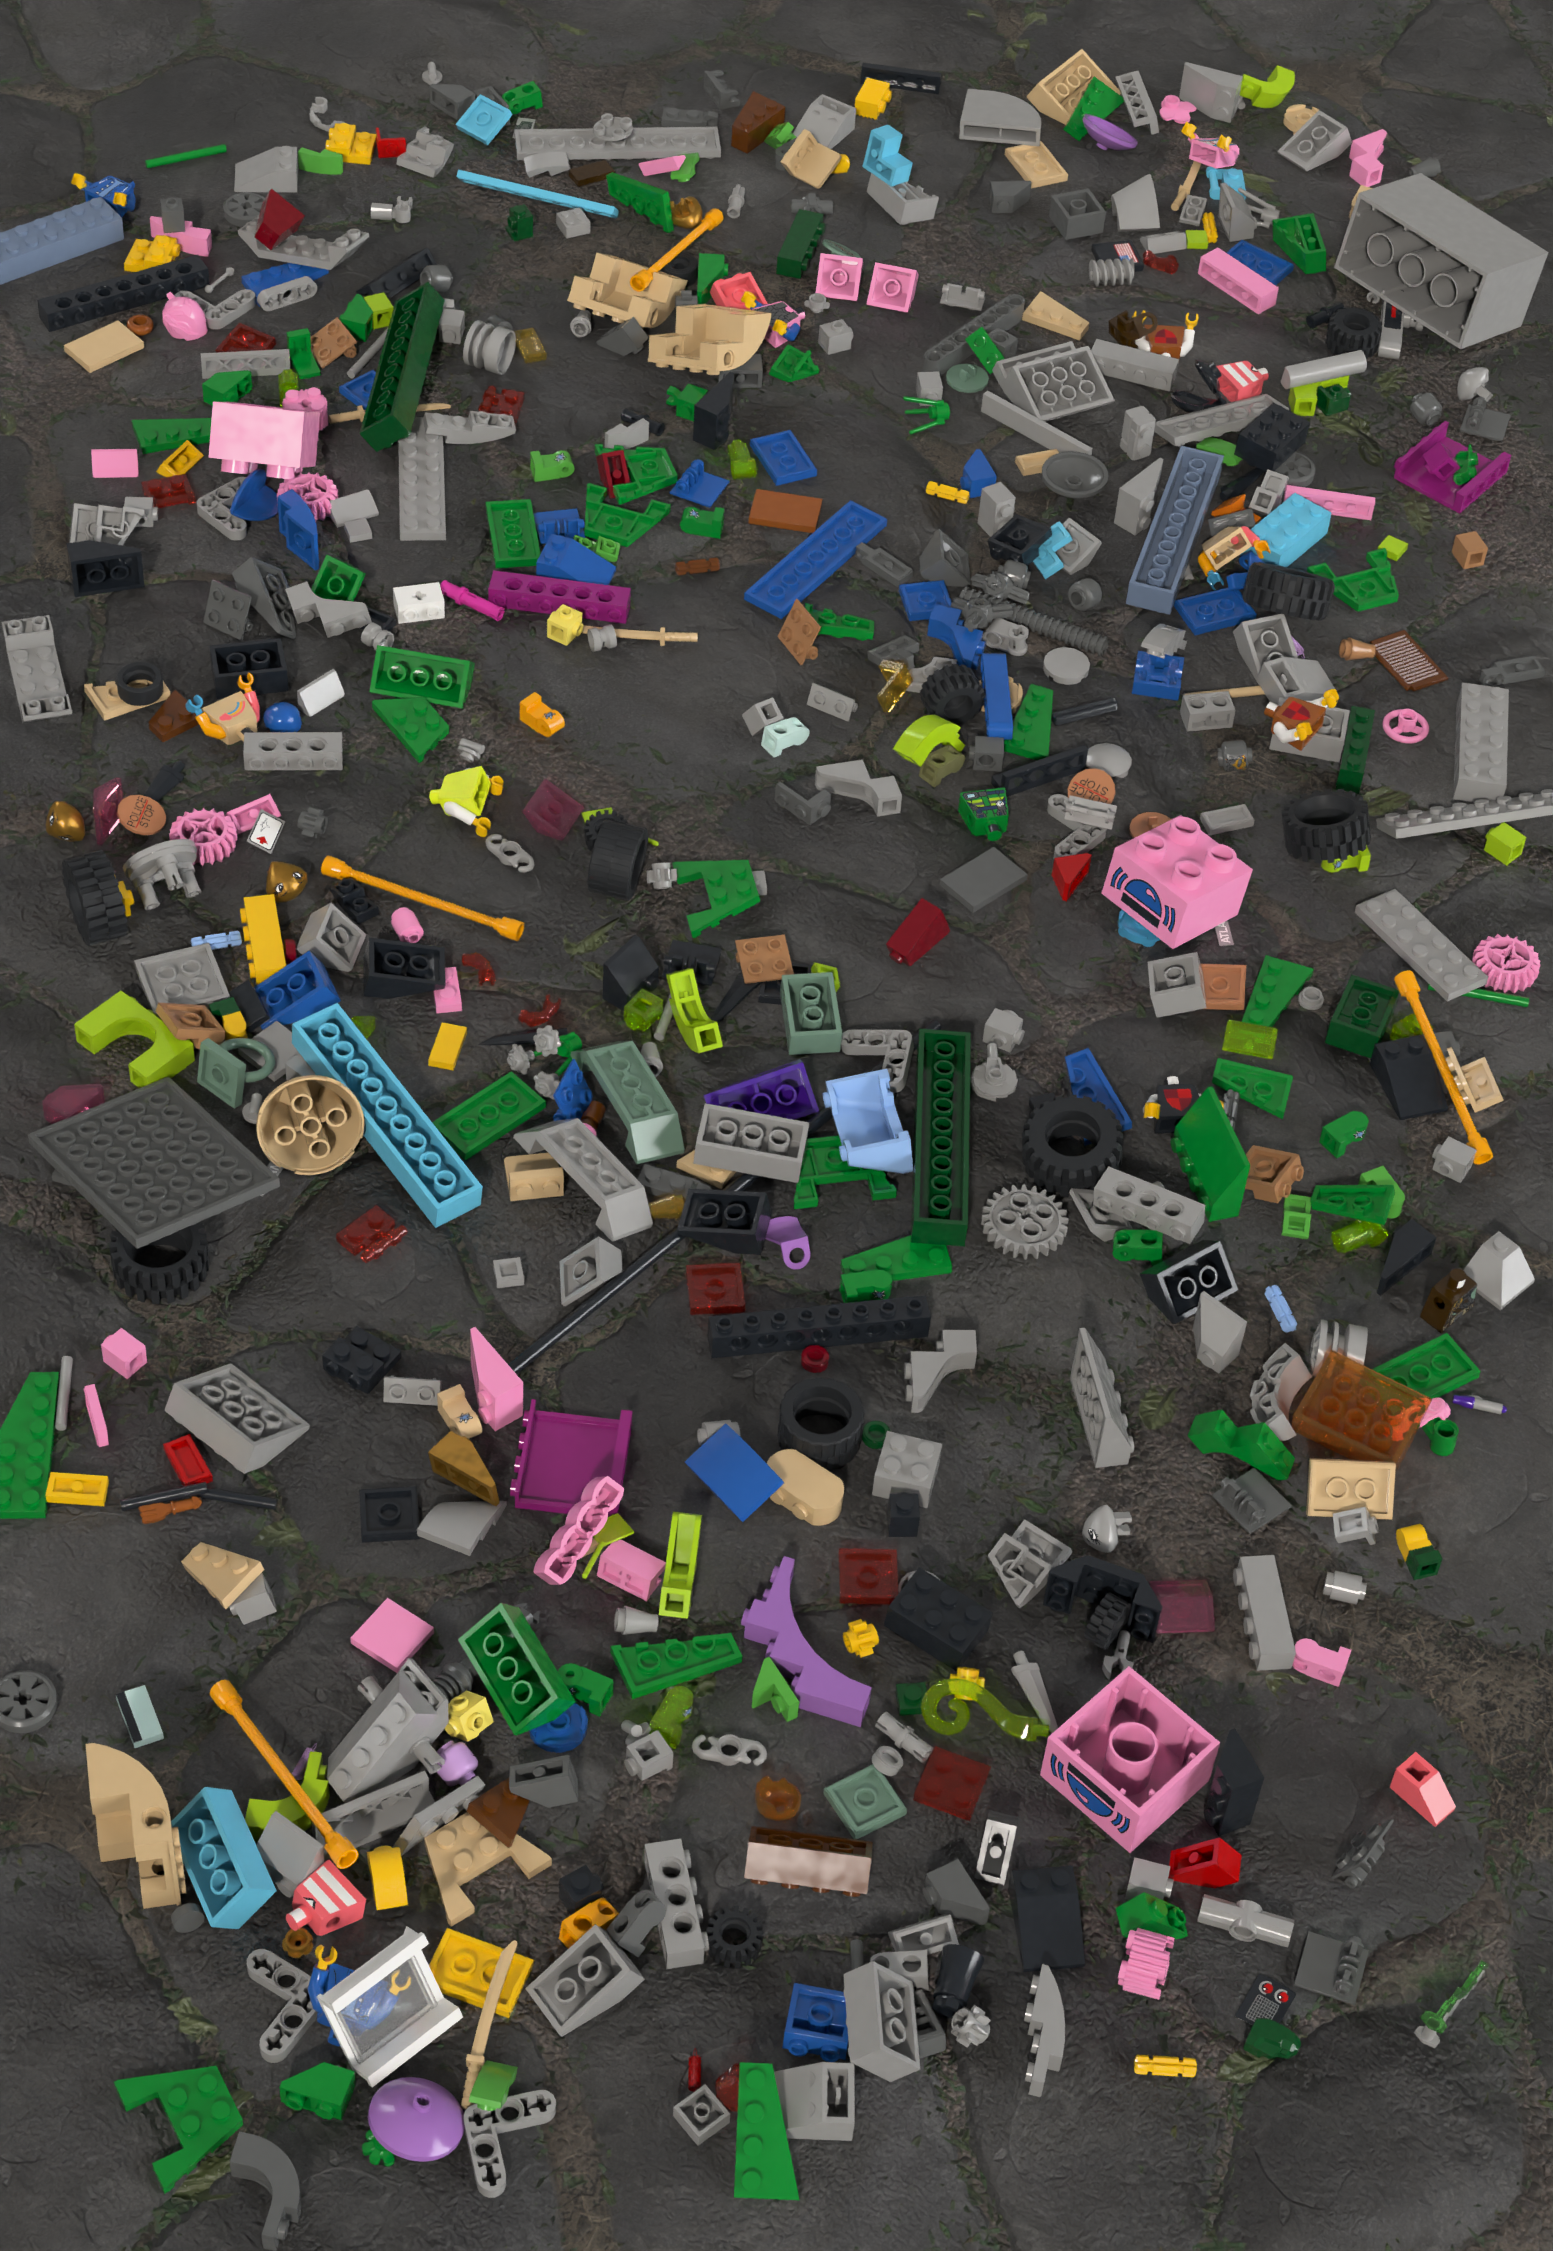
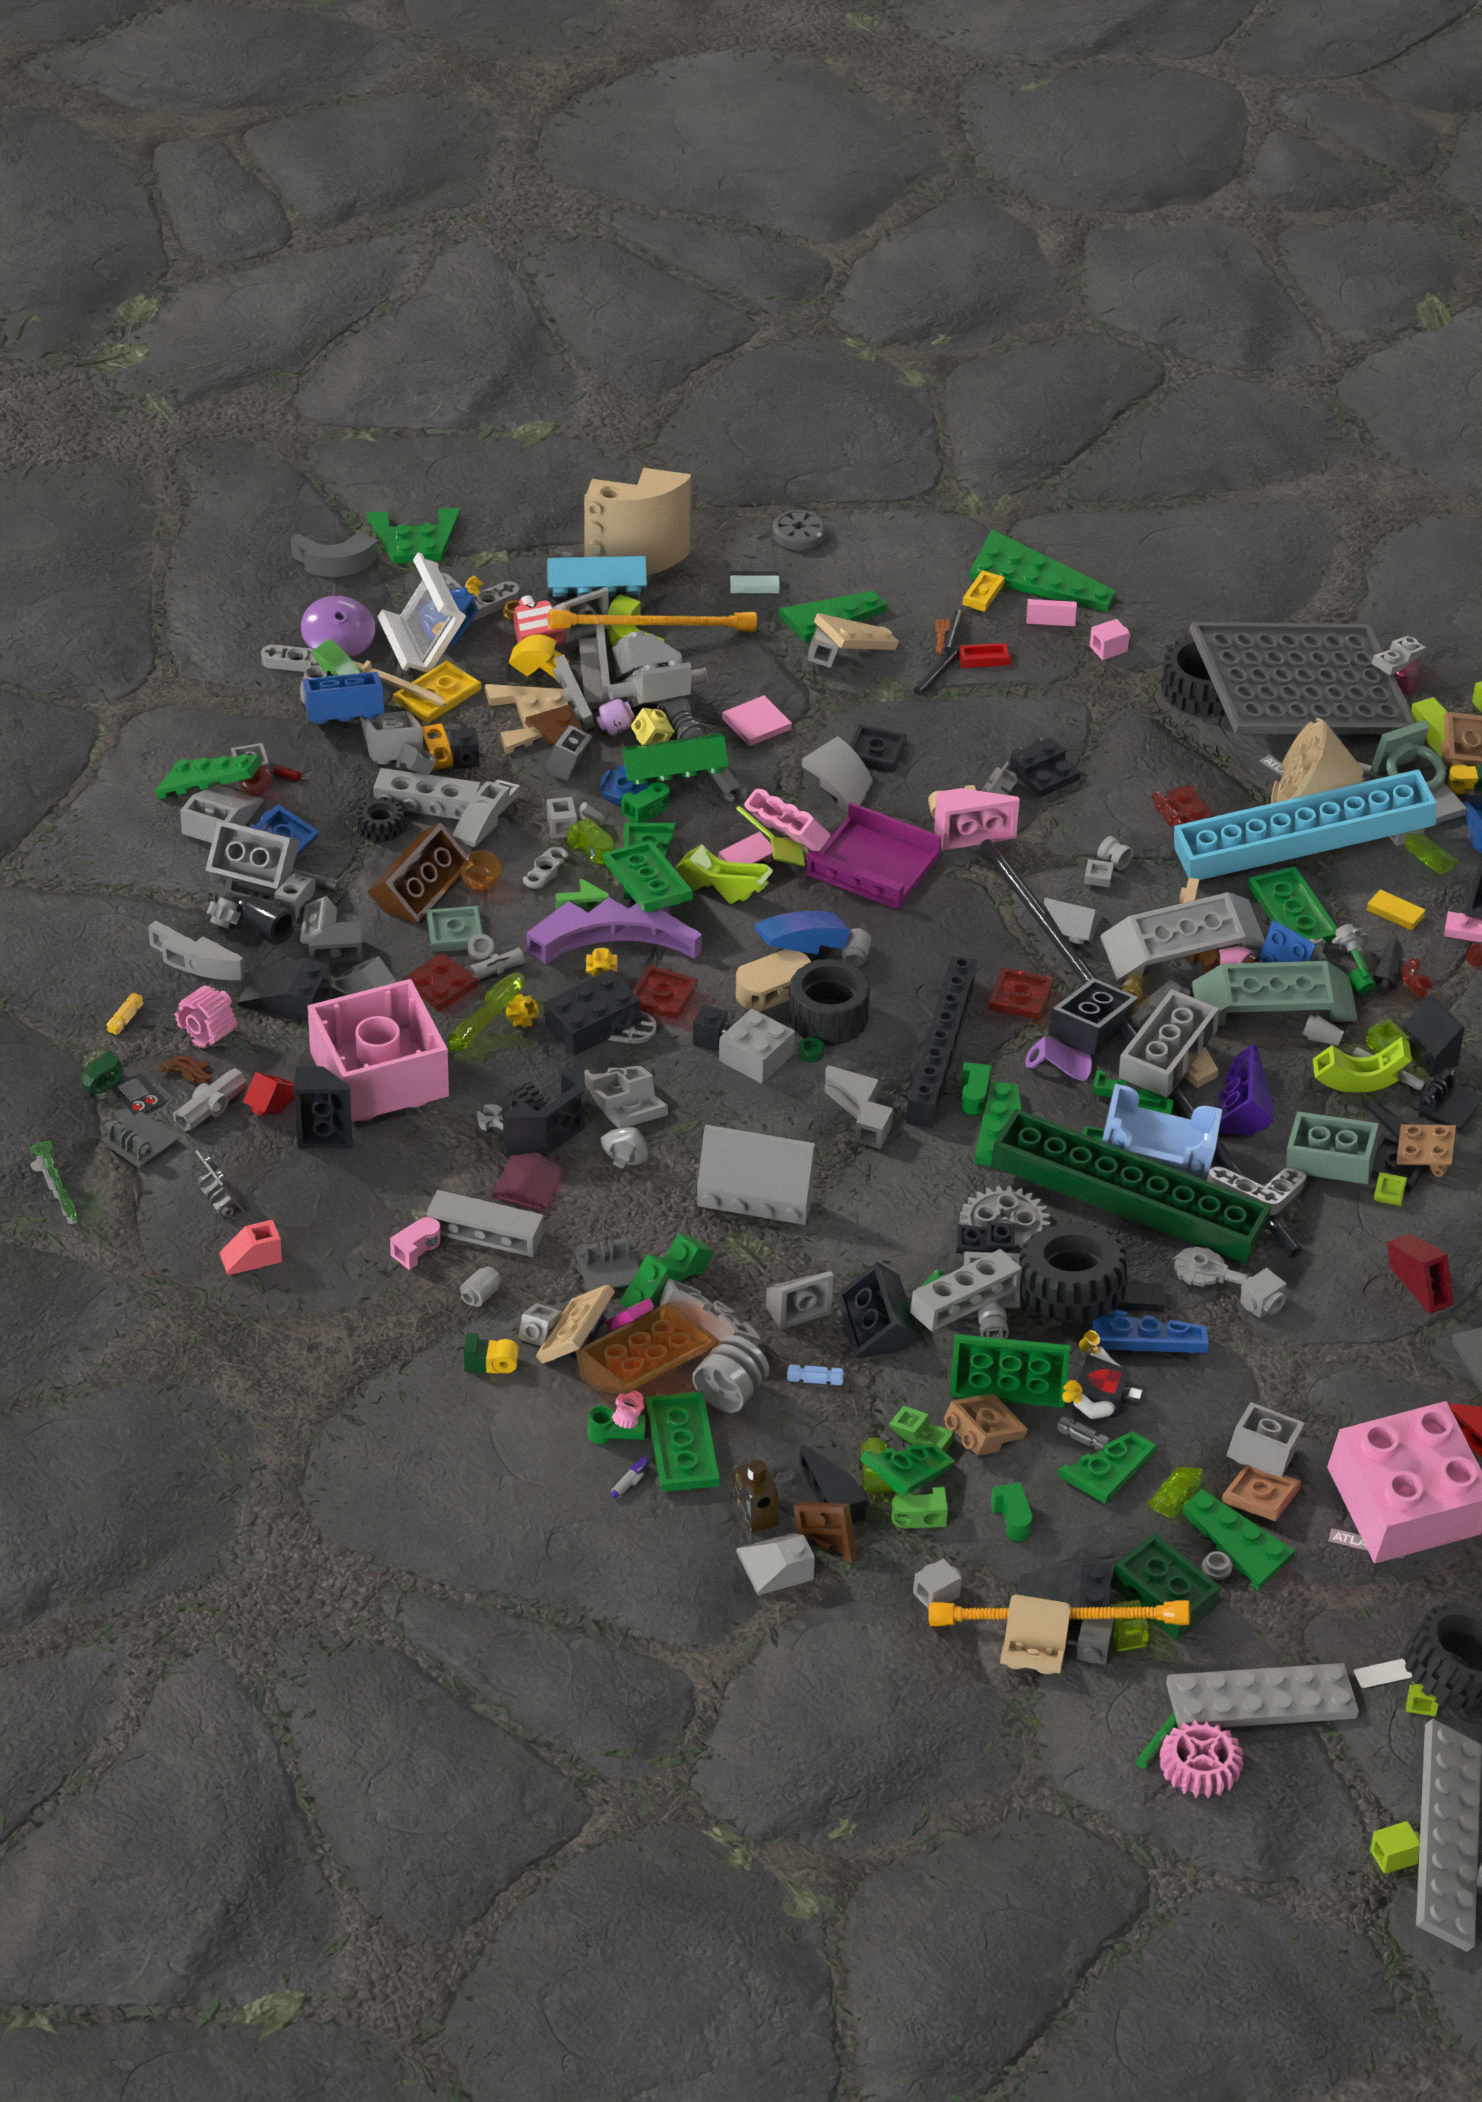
camera: 115 degrees right, 5 degrees down
(63, 1393) = (1093, 608): light grey bar -> none
(75, 1097) = (1401, 654): none -> light grey slope
(176, 1627) = (851, 607): none -> green wing
(235, 1416) = (1014, 682): light grey slope -> none
(320, 2089) = (387, 592): green slope -> none
(460, 1463) = (893, 788): pearl gold slope -> none
(472, 1268) = (1113, 851): none -> light grey wheel
(560, 2044) = (343, 697): none -> blue brick
(633, 1621) = (694, 839): light grey cone -> none
(694, 1826) = (483, 811): none -> light grey slope
(728, 1624) = (648, 876): none -> green plate
(814, 1359) = (913, 1037): dark red tile -> none
(910, 1697) = (535, 984): dark green plate -> none
(1032, 1684) = (503, 1059): light grey bar -> none
(1065, 1219) = (985, 1239): none -> black slope
(1149, 1878) = (279, 1054): light grey brick -> none
(1152, 1915) = (244, 1044): green slope -> none
(1203, 1969) = (190, 1068): none -> reddish brown piece
(1316, 1444) = (629, 1314): none -> dark pink tile
(1342, 889) = (1382, 1673): none -> white sticker
(1449, 1249) = (828, 1526): none -> reddish brown wing

